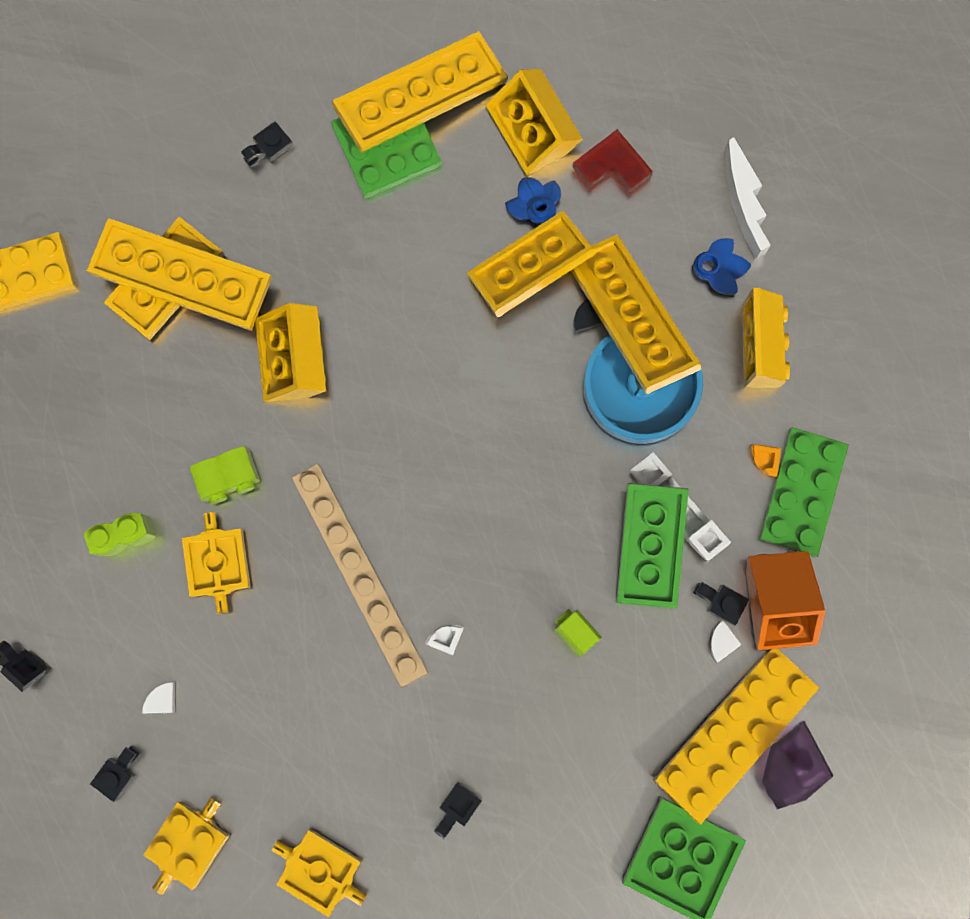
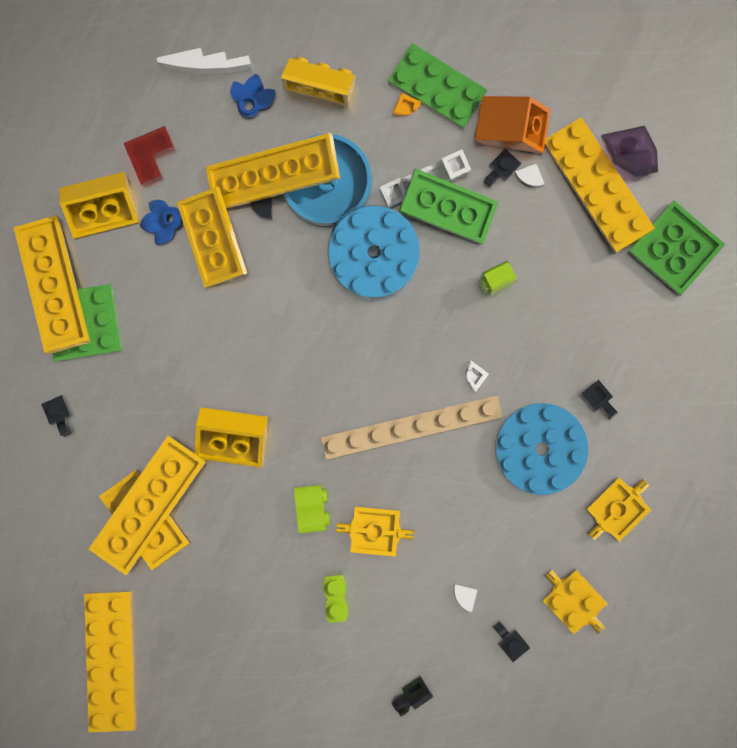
camera: 75 degrees left, 5 degrees up
(366, 781) = (565, 452): none -> dark azure piece
(538, 472) = (396, 250): none -> dark azure piece

